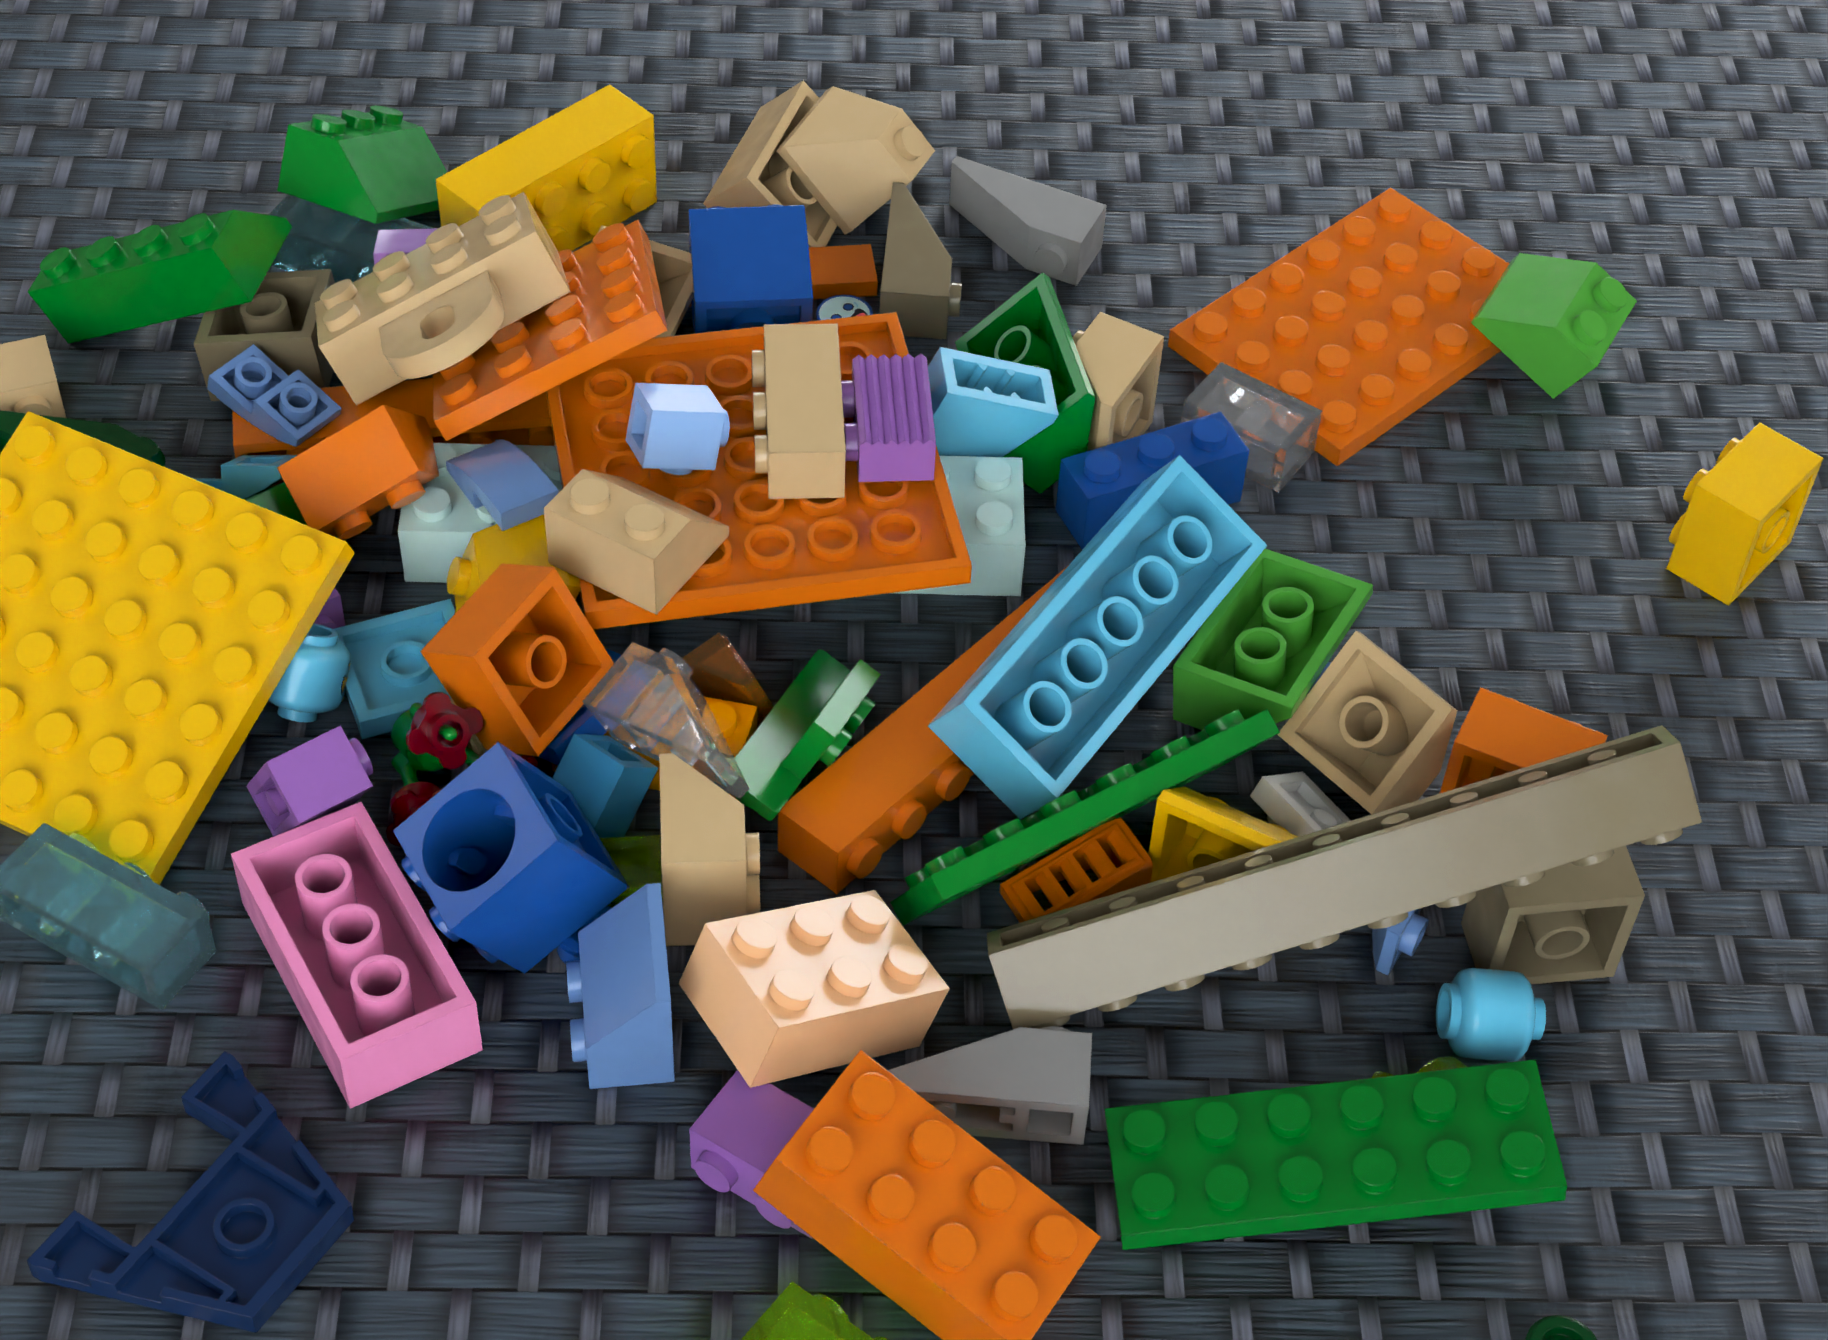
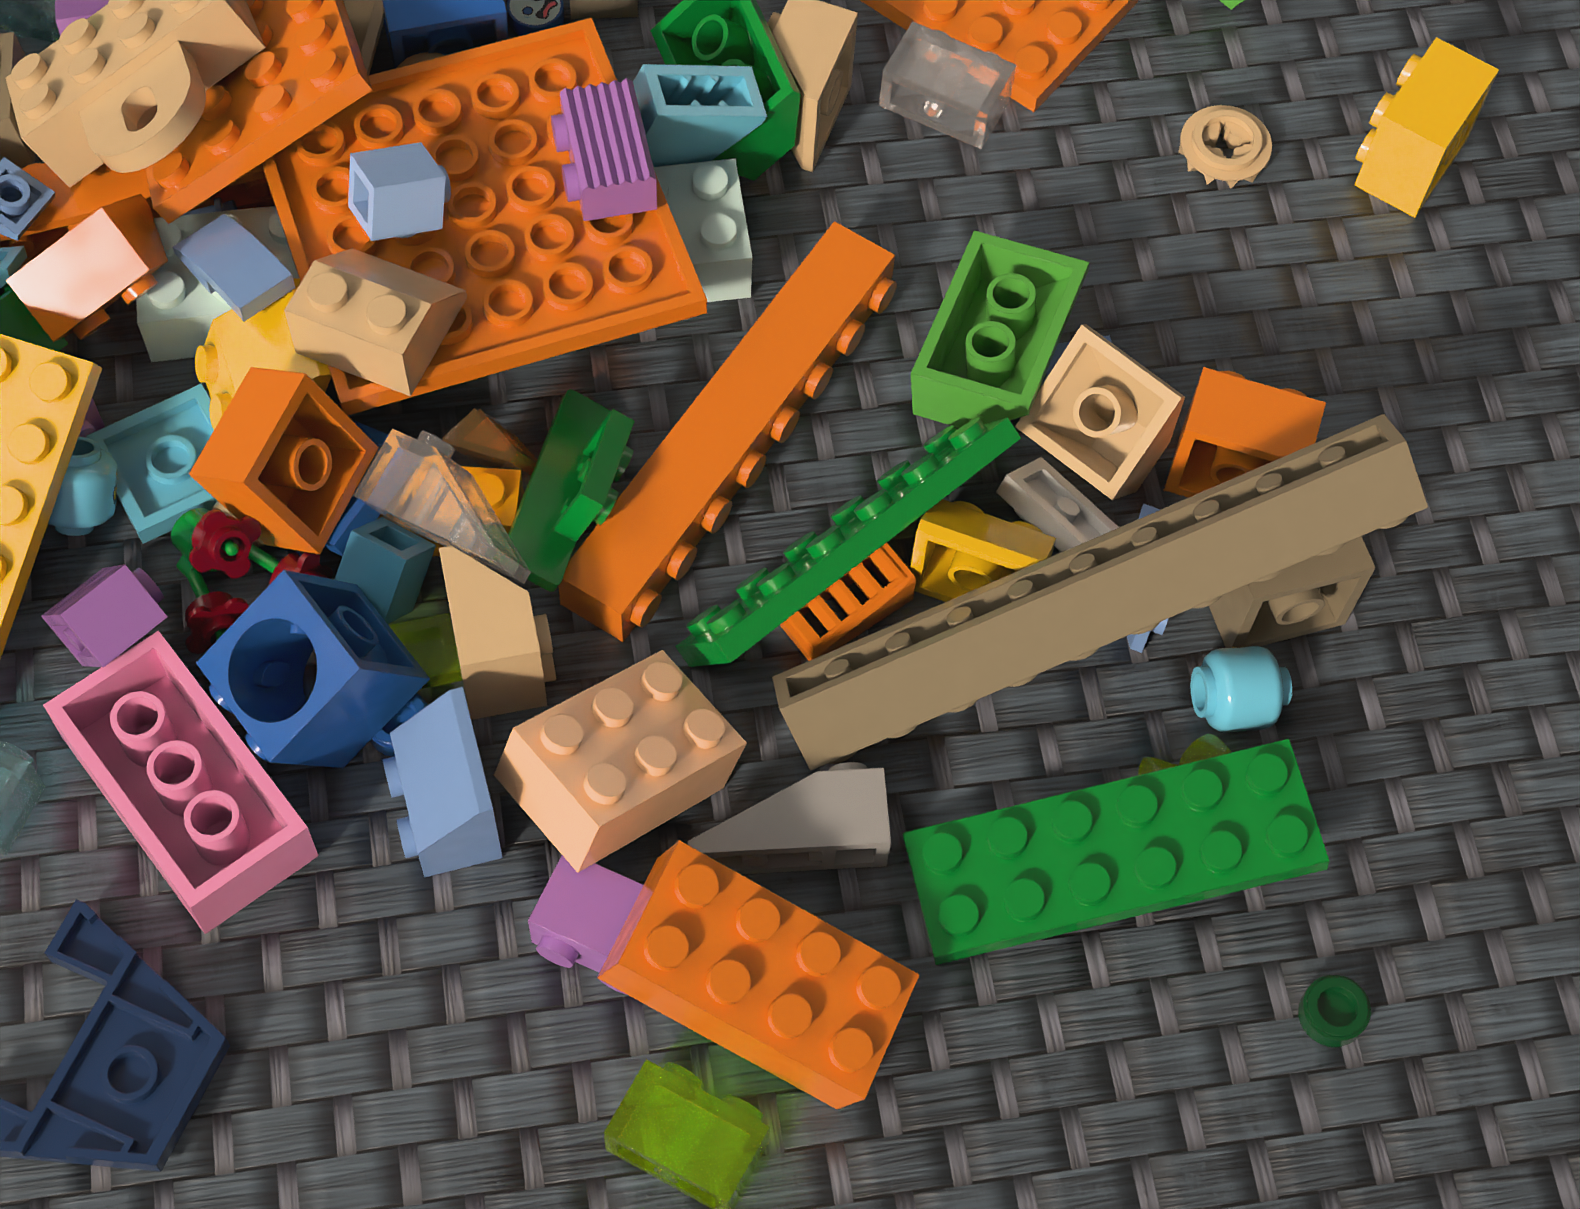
camera: 10 degrees left, 15 degrees up
(799, 411) = (515, 152): tan brick -> none
(1098, 638) = (838, 355): medium azure brick -> none
(1102, 479) = (861, 159): blue brick -> none
(1551, 504) = (1240, 131): none -> tan gear

